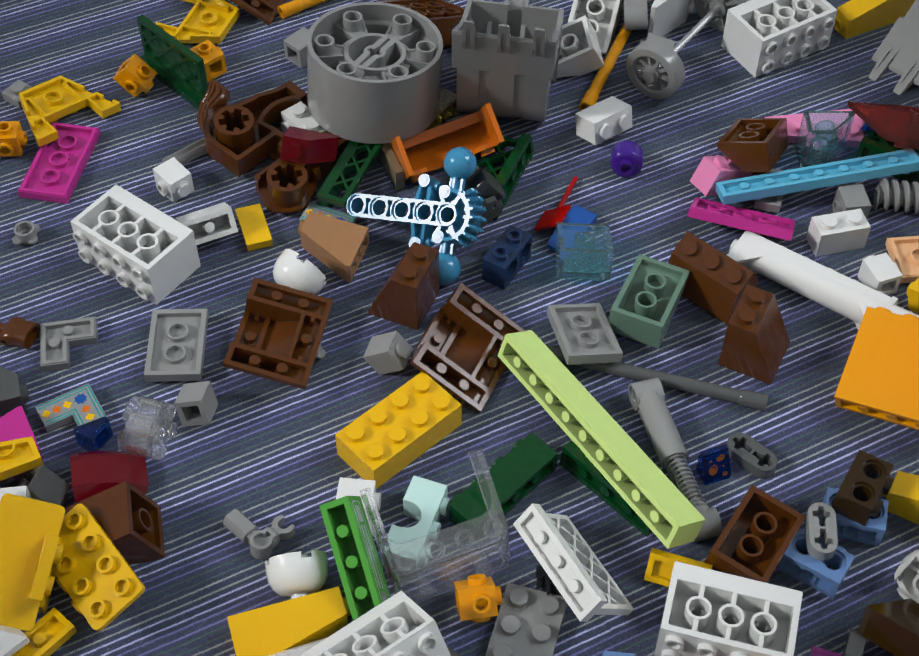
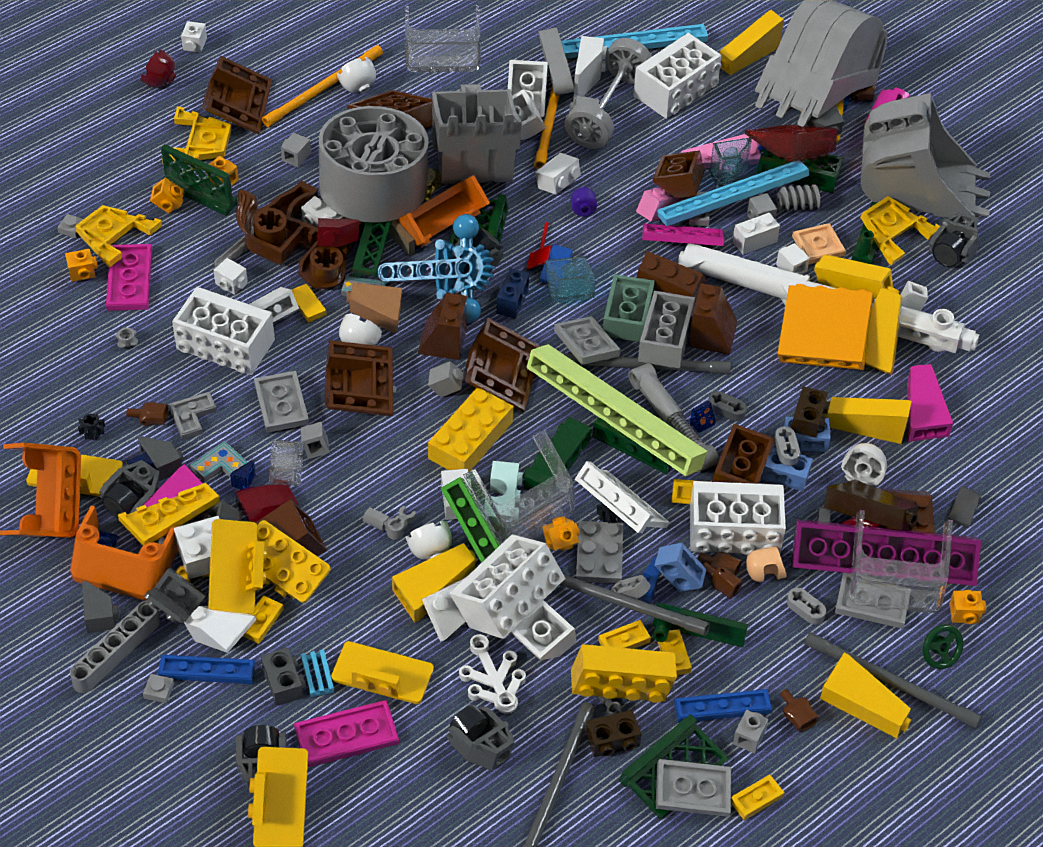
camera: 15 degrees left, 0 degrees up
(690, 338) = (666, 329): none -> light grey brick

